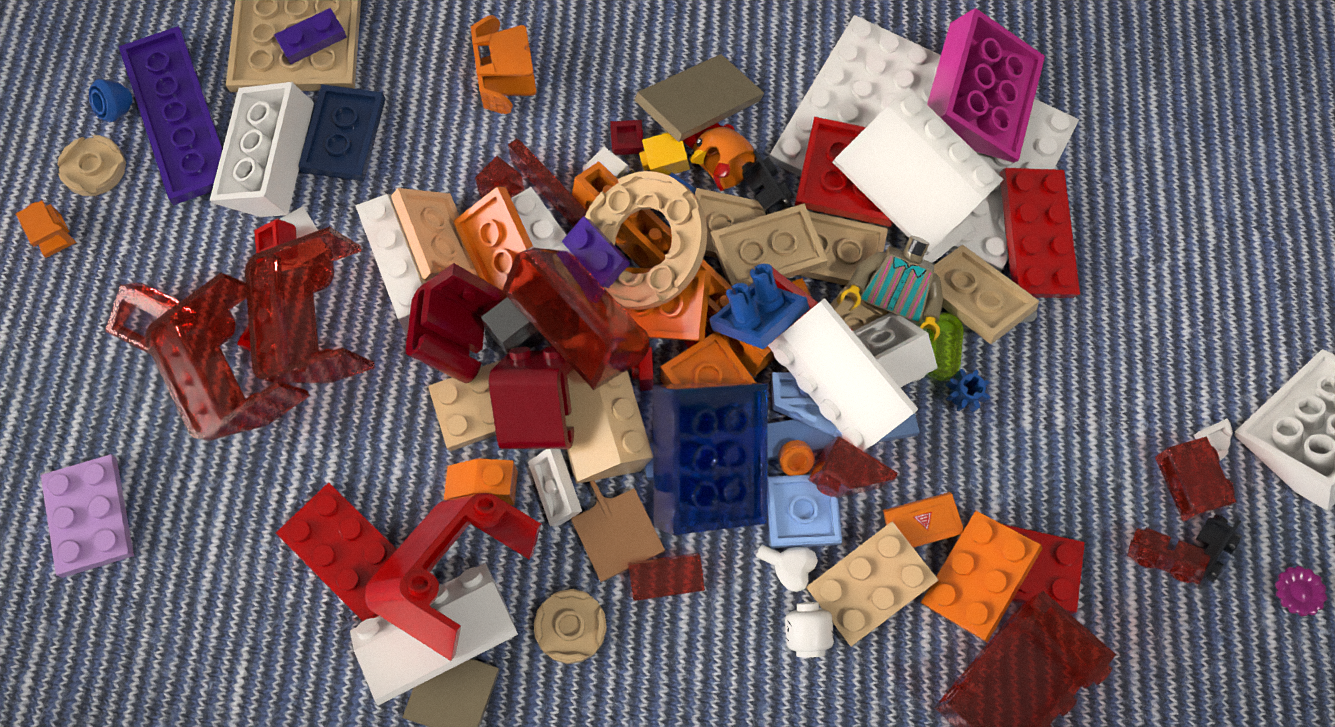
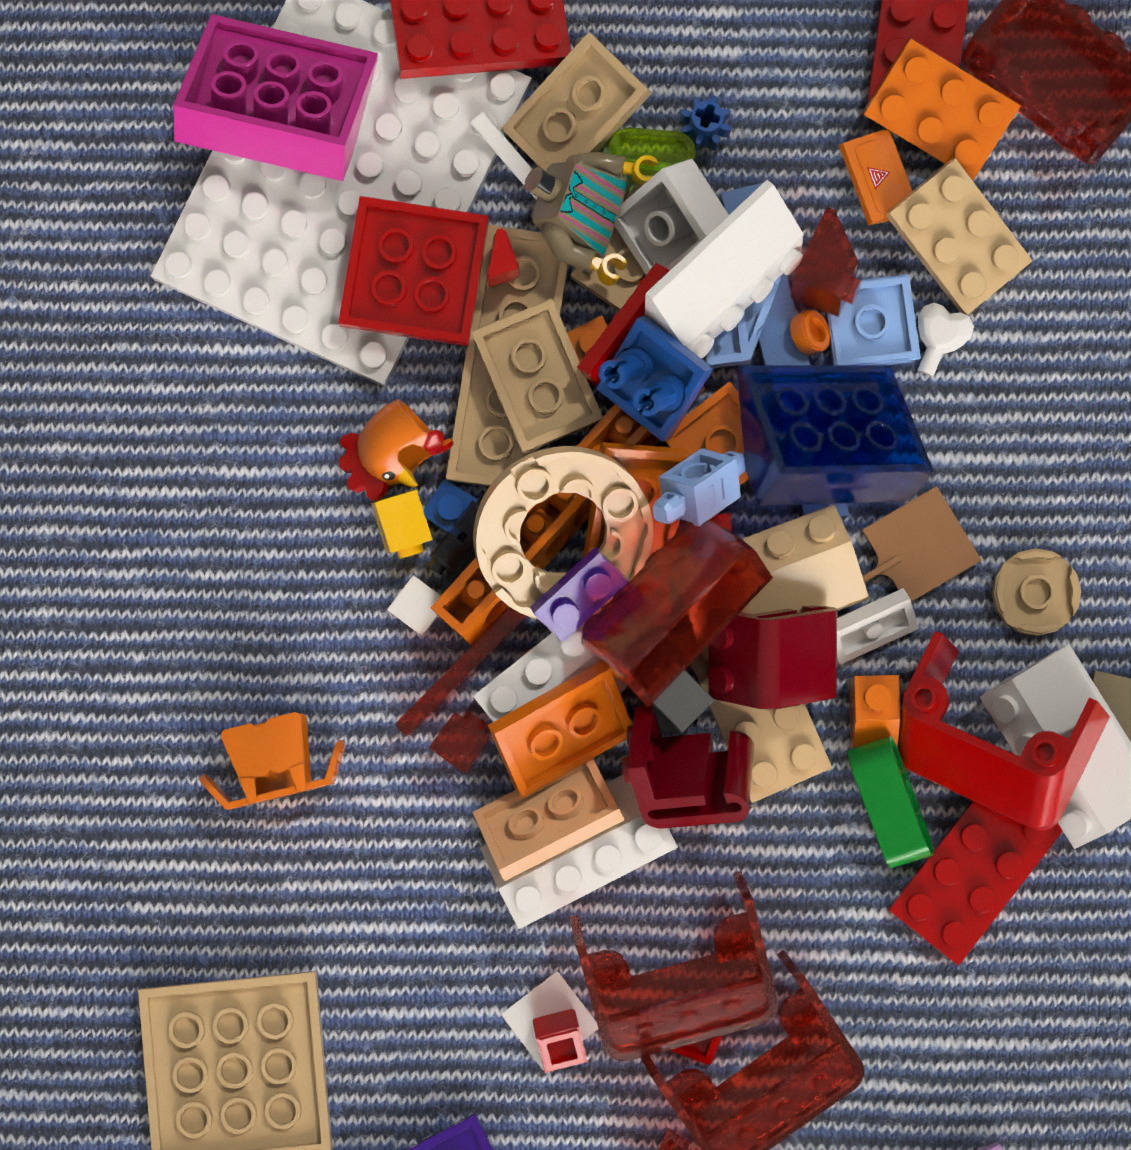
camera: 90 degrees left, 15 degrees up
(263, 149) = (432, 1077): white slope -> none
(310, 35) = (245, 1042): dark purple plate -> none
(342, 132) = (390, 974): dark blue plate -> none
(411, 486) = (890, 802): none -> green beam
(626, 137) = (370, 579): dark red plate -> none
(666, 576) = (969, 481): clear red tile -> none
(670, 340) = (699, 487): none -> light blue piece
(698, 97) = (313, 480): dark tan tile -> none
(761, 175) = (426, 387): black hinge -> none
(809, 630) = (1020, 308): white head -> none
(859, 228) = (503, 261): none -> red slope
(917, 169) = (420, 184): white slope -> none

